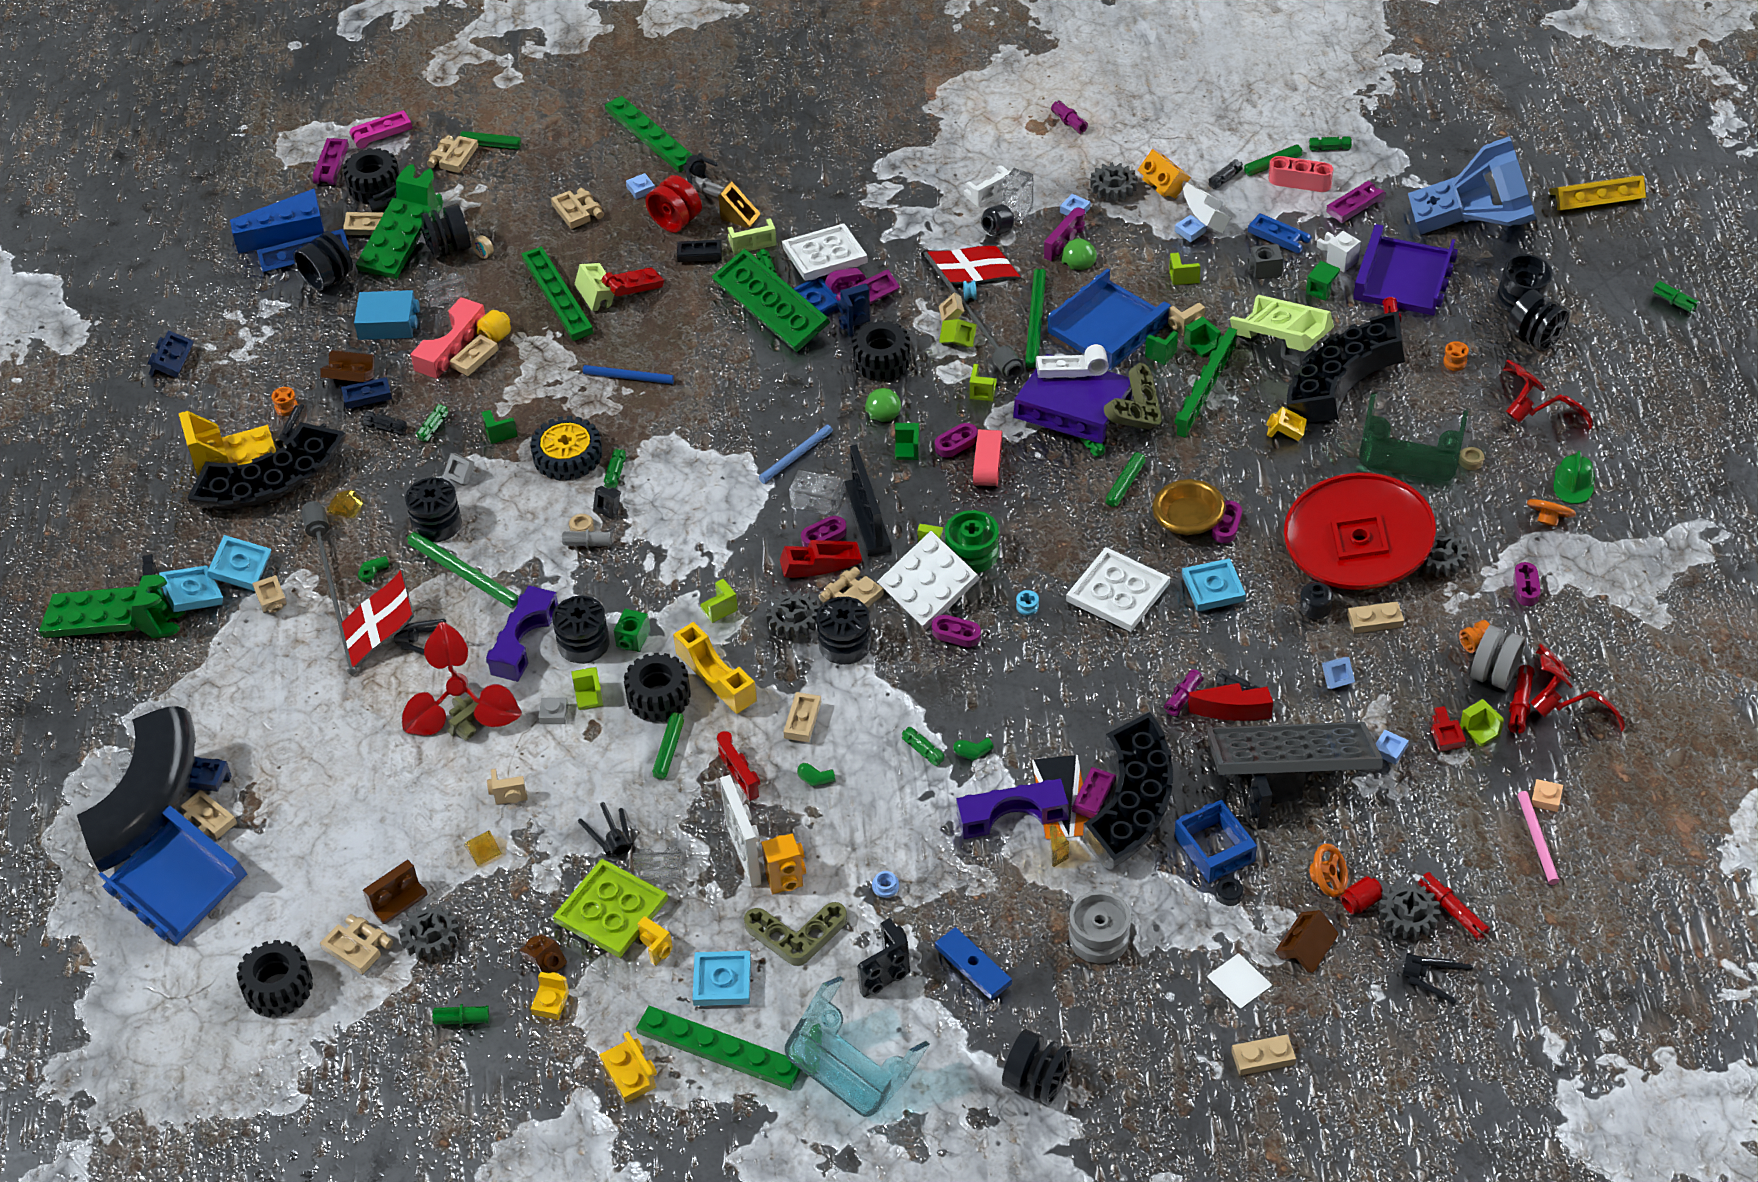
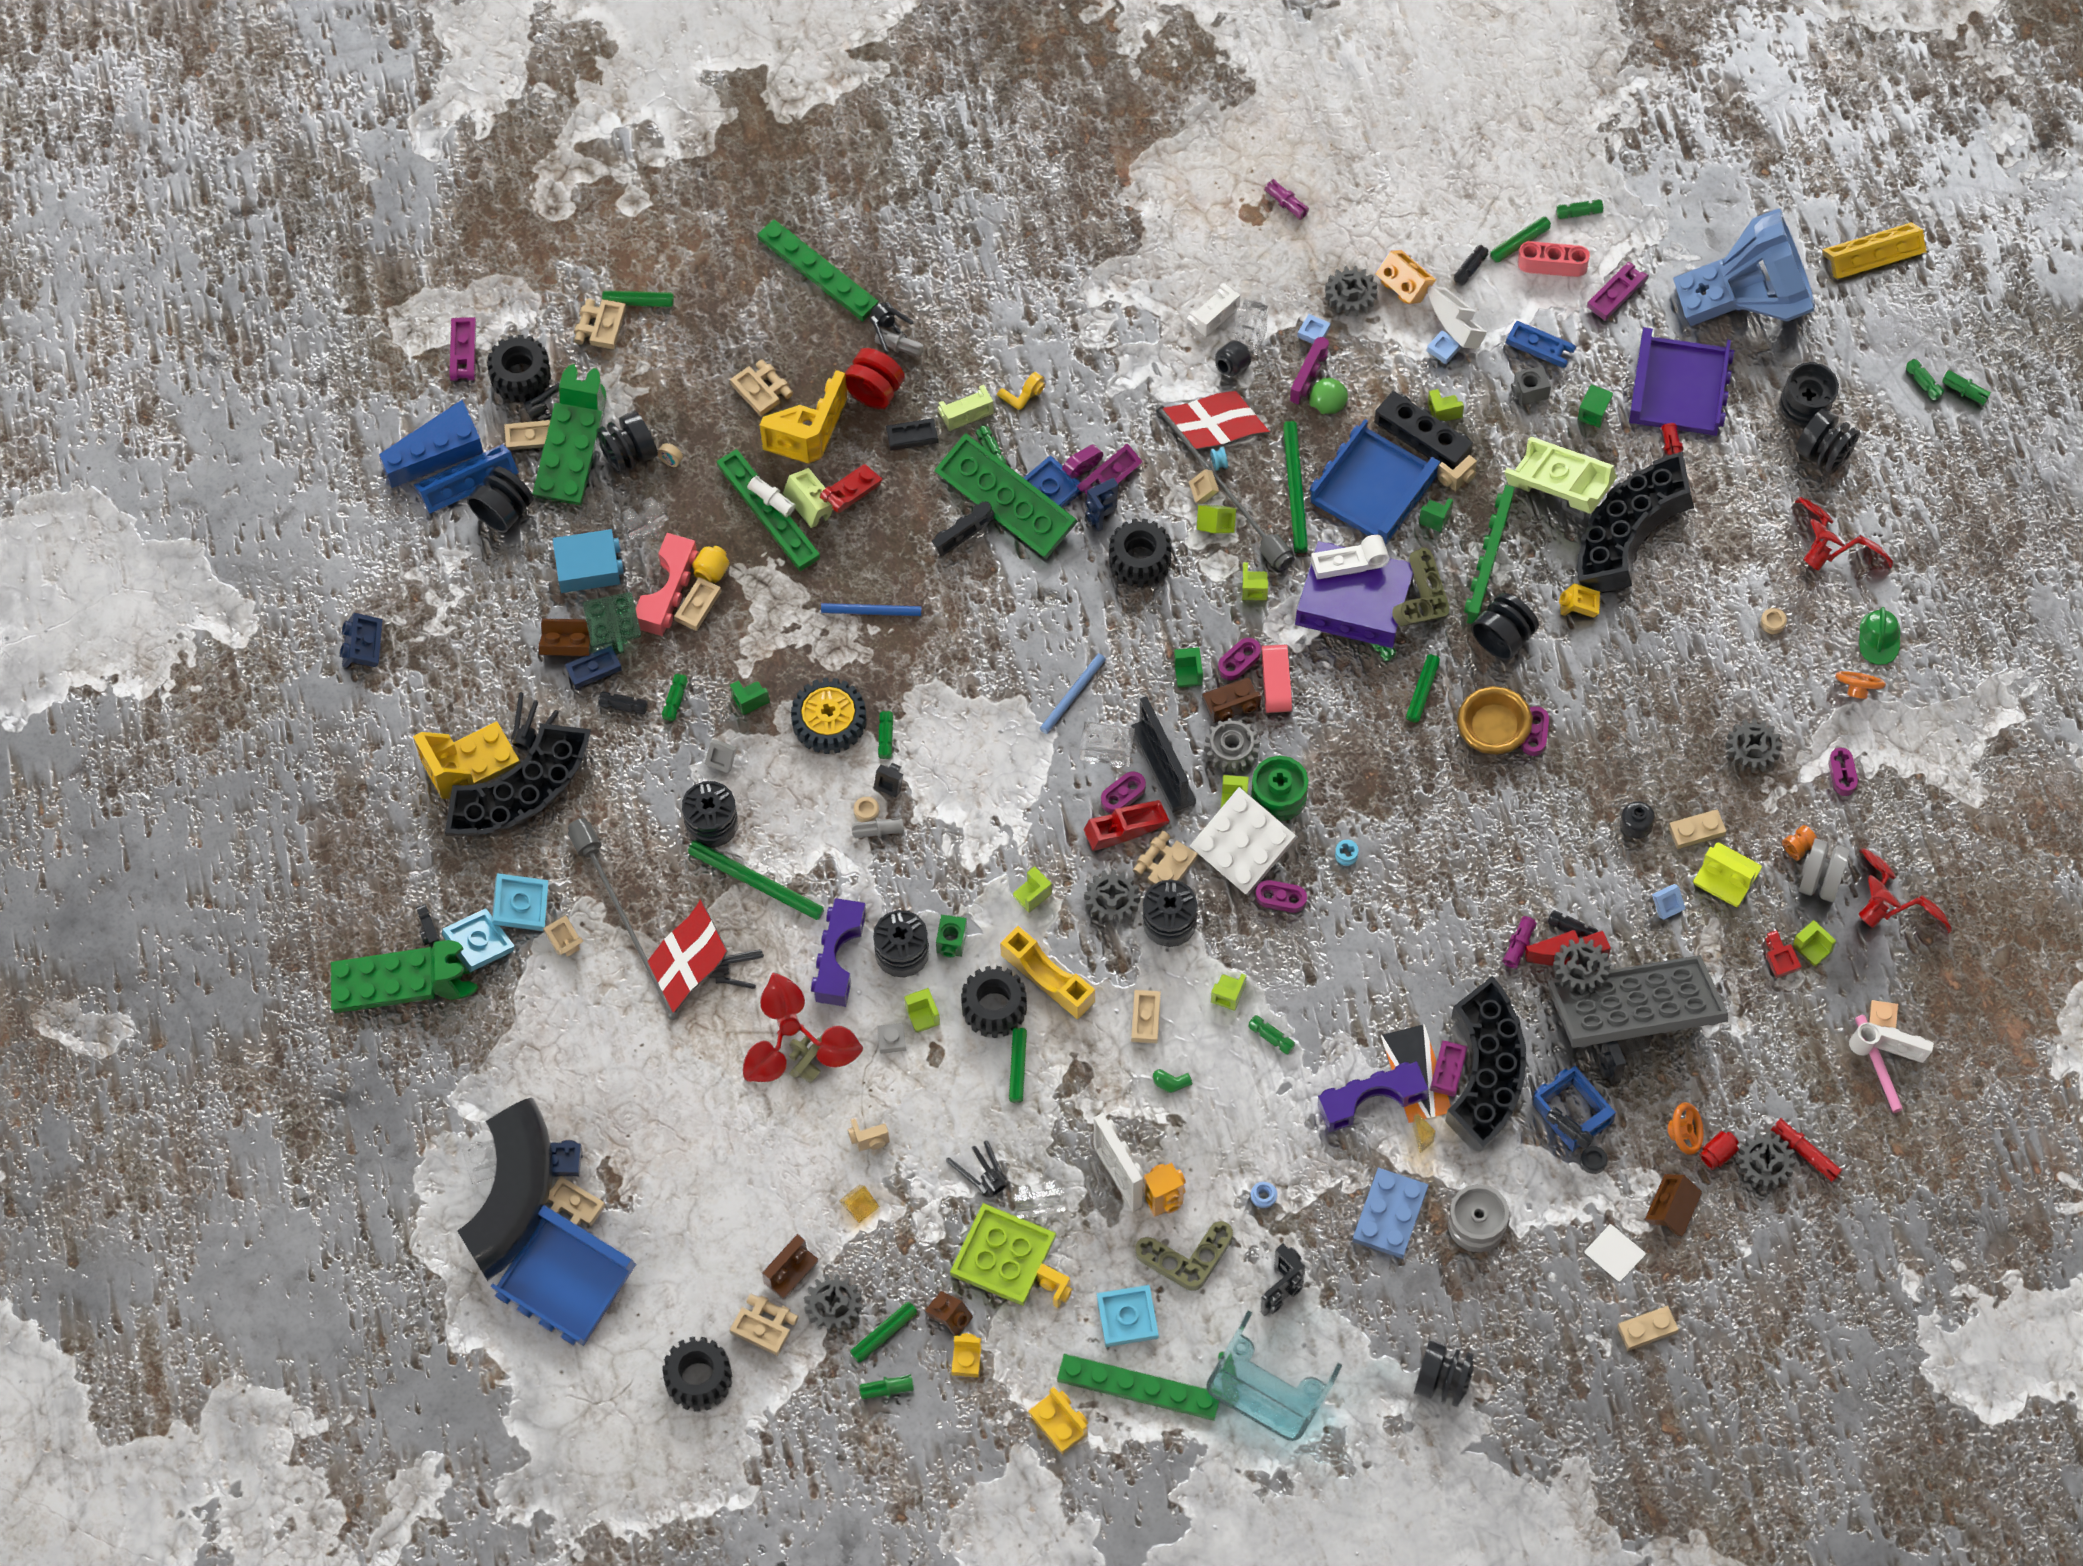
camera: 10 degrees left, 15 degrees up
(284, 400) = (504, 682): orange wheel -> none
(345, 504) = (608, 812): clear yellow slope -> none
(370, 568) = (658, 888): green arm -> none
(380, 128) = (507, 295): dark pink plate -> none
(391, 356) = (612, 621): none -> clear green bracket
(473, 965) = (883, 1332): none -> green axle
(560, 279) = (771, 496): none -> white pin
(606, 236) = (788, 436): none -> yellow bracket
(639, 186) = (824, 347): light blue plate -> none
(725, 319) = (964, 528): none -> black hinge
(736, 207) = (942, 371): pearl gold slope -> none
(738, 766) = (1093, 1081): red plate -> none
(813, 223) = (1033, 386): none -> yellow plate
(824, 252) = (1052, 423): white plate -> none
(883, 405) = (1153, 621): bright green hair -> none
(888, 705) = (1228, 991): none -> lime panel
(933, 504) = (1231, 733): none -> light grey gear
(942, 472) = (1231, 700): none -> reddish brown bracket
(972, 750) = (1321, 1034): green arm -> none
(973, 963) = (1351, 1259): blue tile -> none
(1011, 916) = (1390, 1213): none -> medium blue plate
(1118, 589) = (1436, 826): white plate -> none
(1157, 282) = (1409, 431): none -> black brick
(1201, 336) = (1477, 496): green panel -> none
(1206, 851) = (1569, 1127): none -> black axle
(1210, 432) = (1504, 626): none -> black wheel
(1213, 584) = (1531, 810): medium azure plate -> none
(1240, 712) = (1576, 975): none -> dark grey gear
(1342, 250) = (1610, 363): white brick -> none
(1384, 510) = (1677, 700): red dish -> none
(1391, 746) = (1729, 980): light blue plate -> none
(1399, 656) = (1727, 874): none -> neon yellow bracket
(1408, 457) = (1710, 626): clear green windscreen -> none
(1418, 966) = (1779, 1219): black plant -> none
(1455, 356) = (1747, 485): orange wheel -> none
(1520, 705) = (1849, 919): red pin -> none
(1558, 816) = (1890, 1040): none -> white plate
(1636, 288) = (1924, 379): none -> green axle

